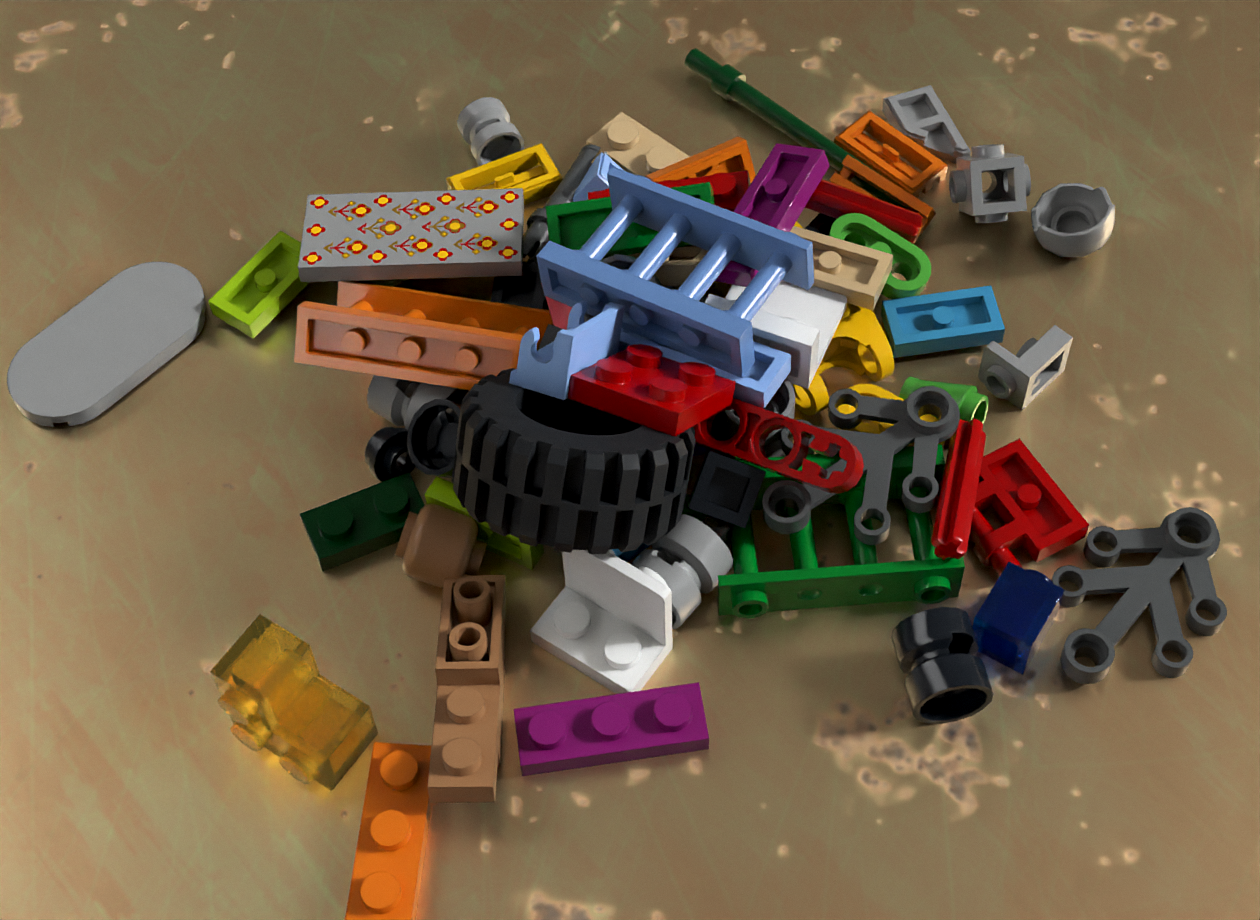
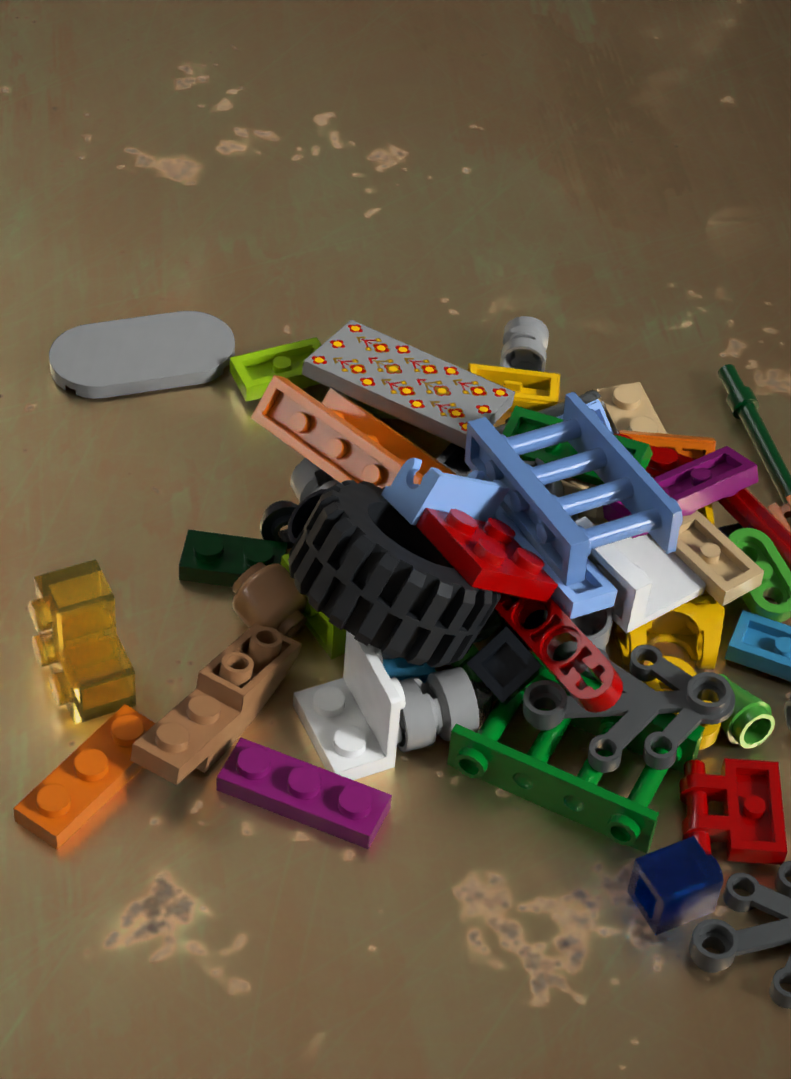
camera: 25 degrees right, 10 degrees down
(941, 665) = (586, 883): black wheel -> none
(958, 490) = (693, 765): red axle -> none

